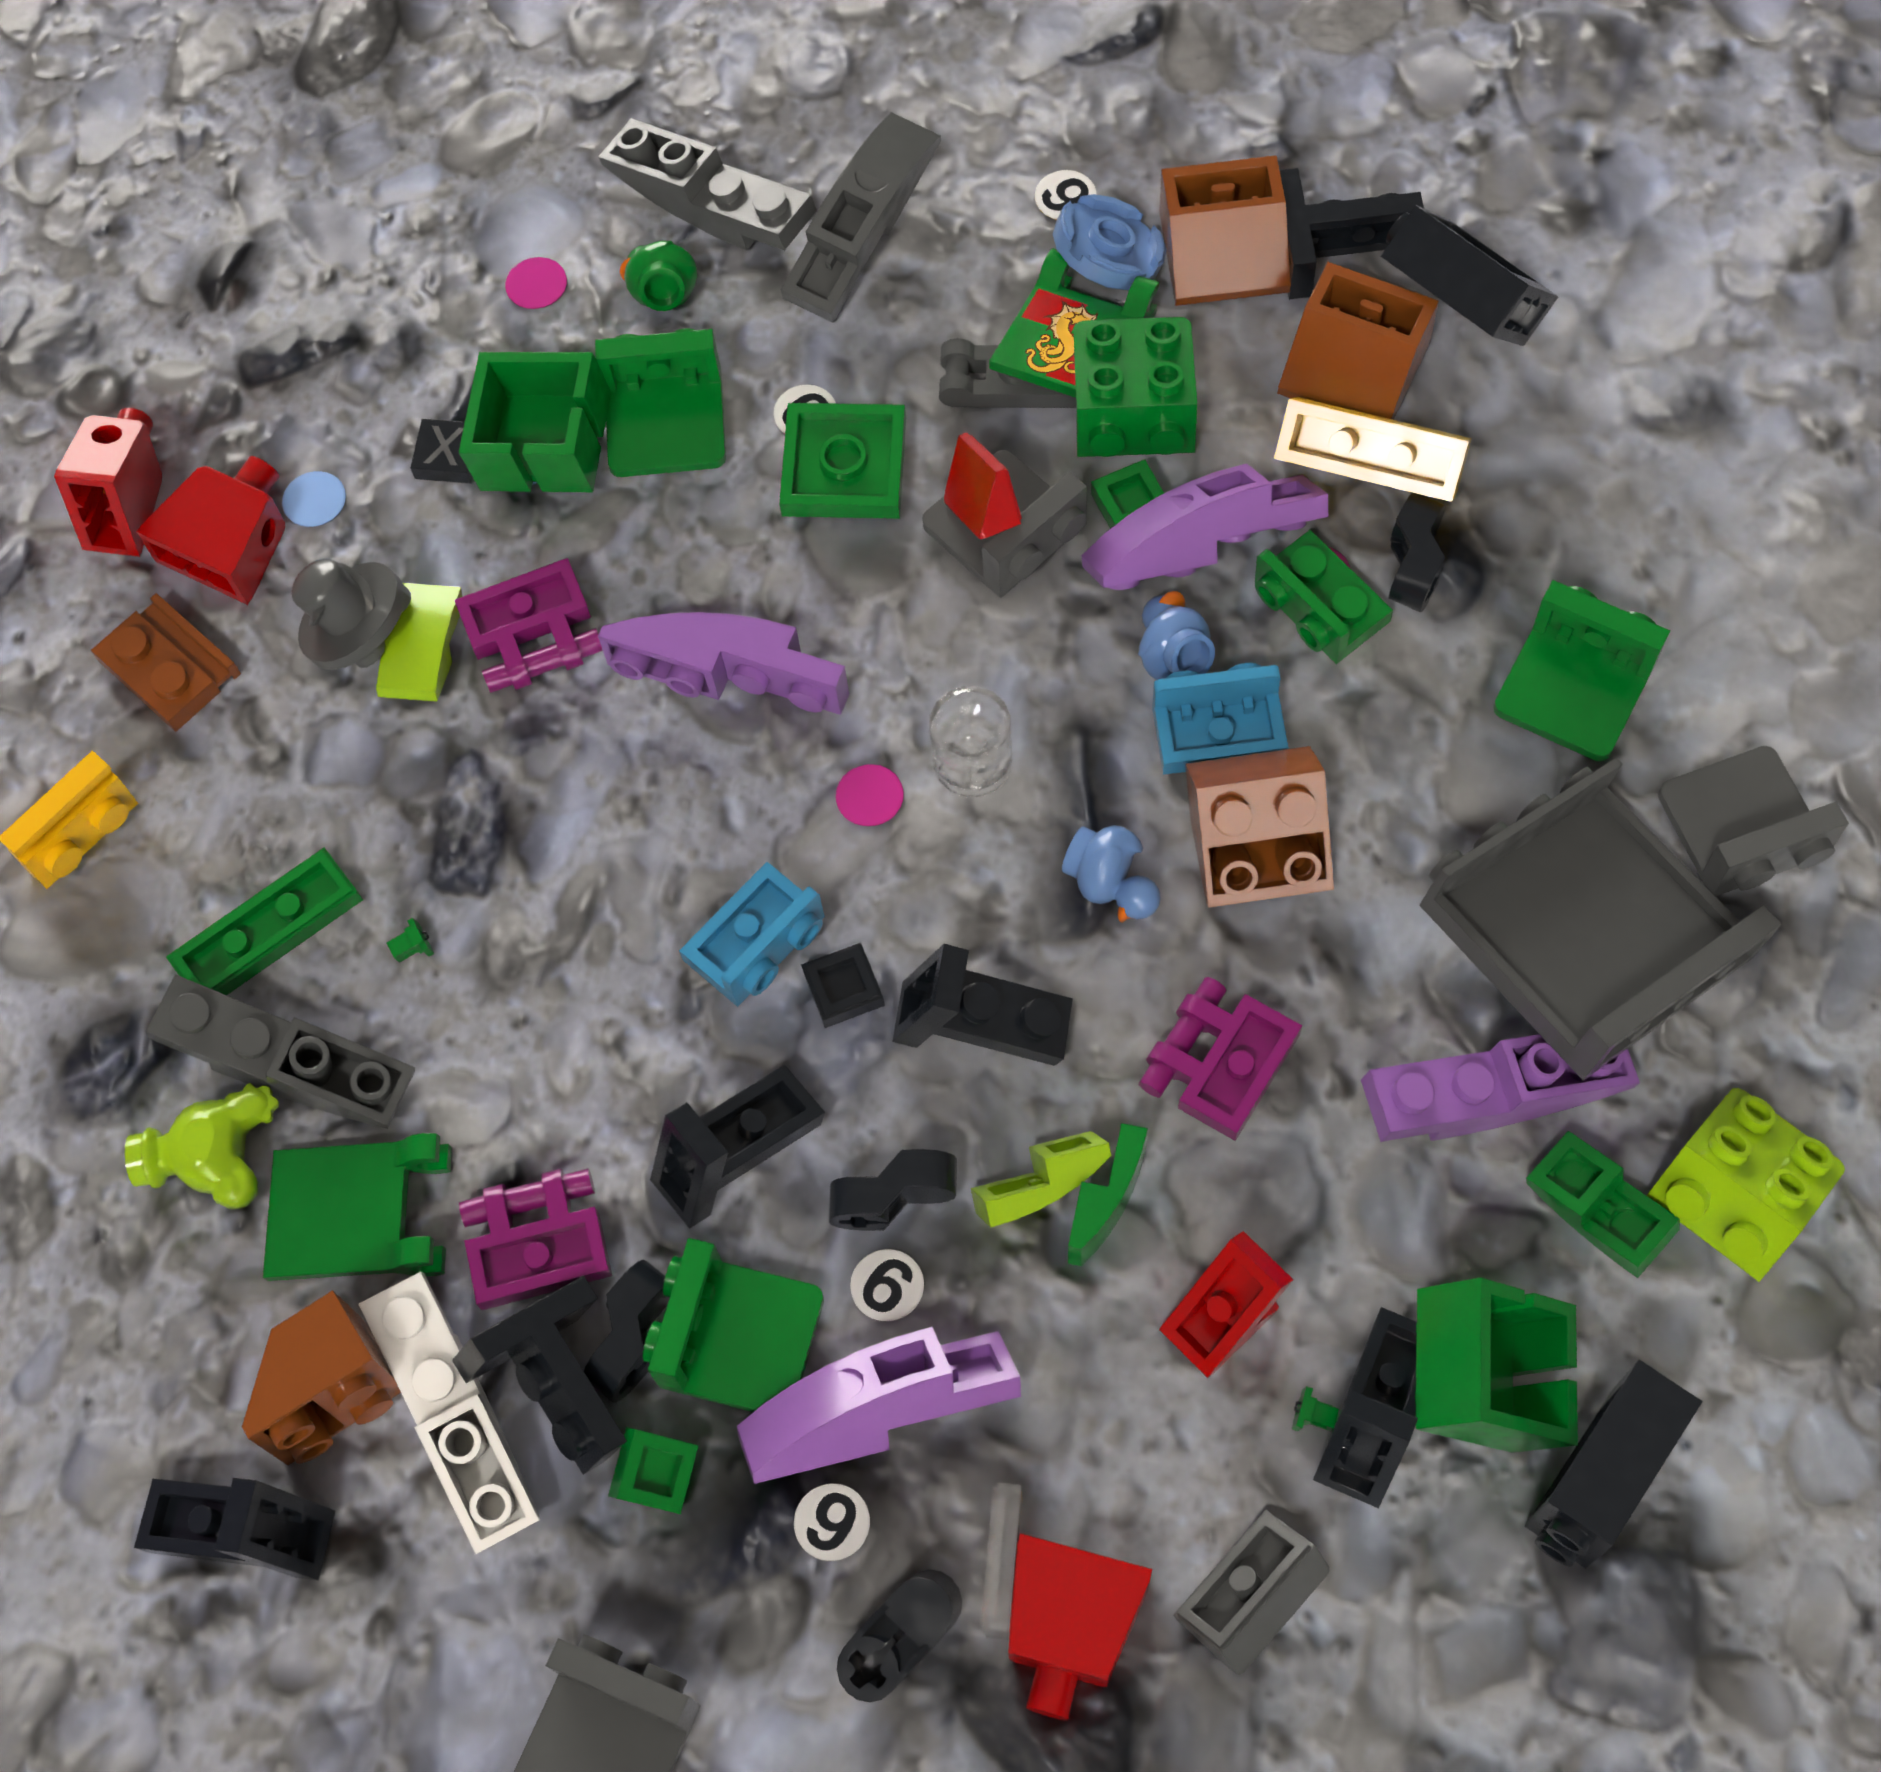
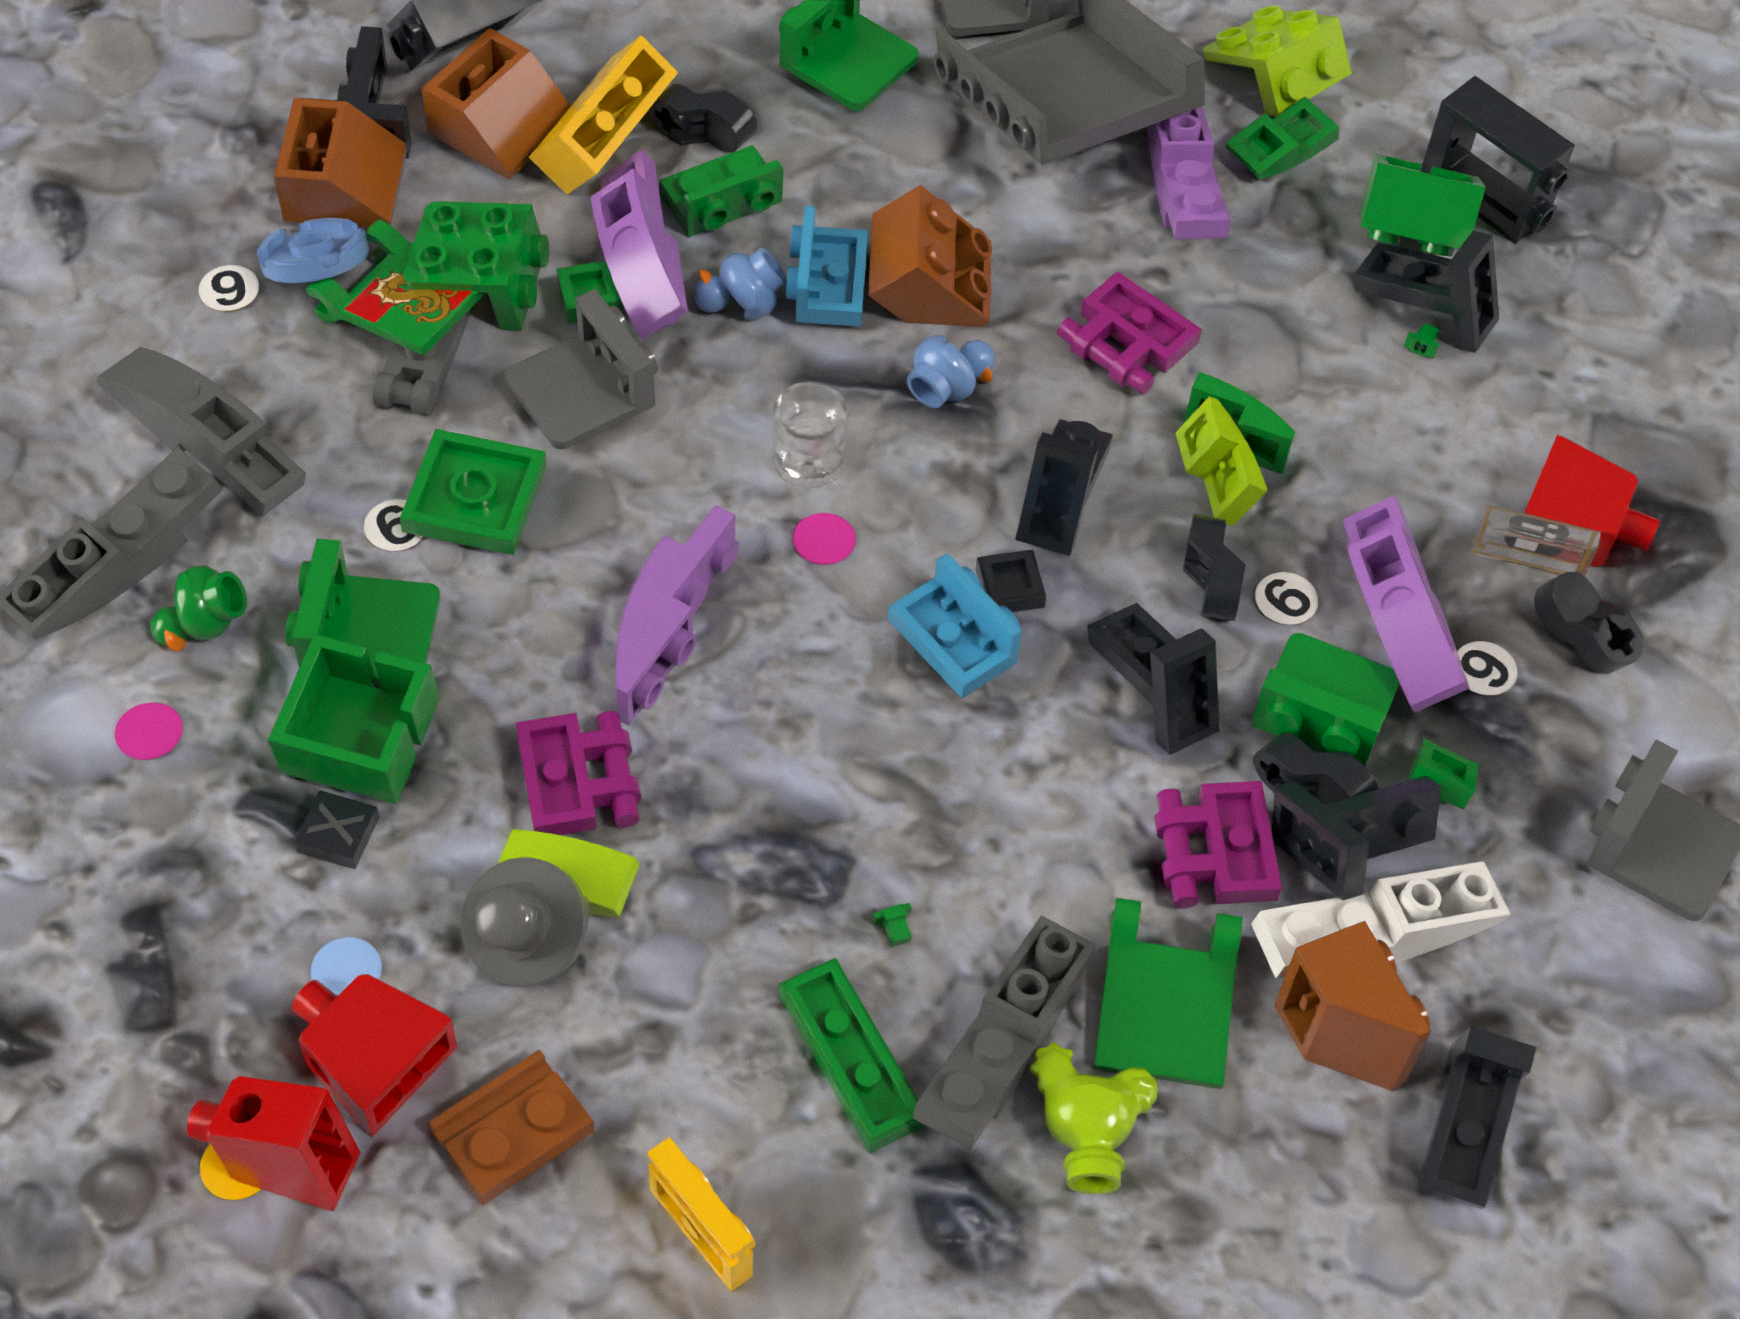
camera: 90 degrees left, 10 degrees down
(980, 490) = (569, 365): red slope -> none
(1227, 1304) = (1344, 361): red slope -> none
(1253, 1592) = (1556, 401): dark grey slope -> none

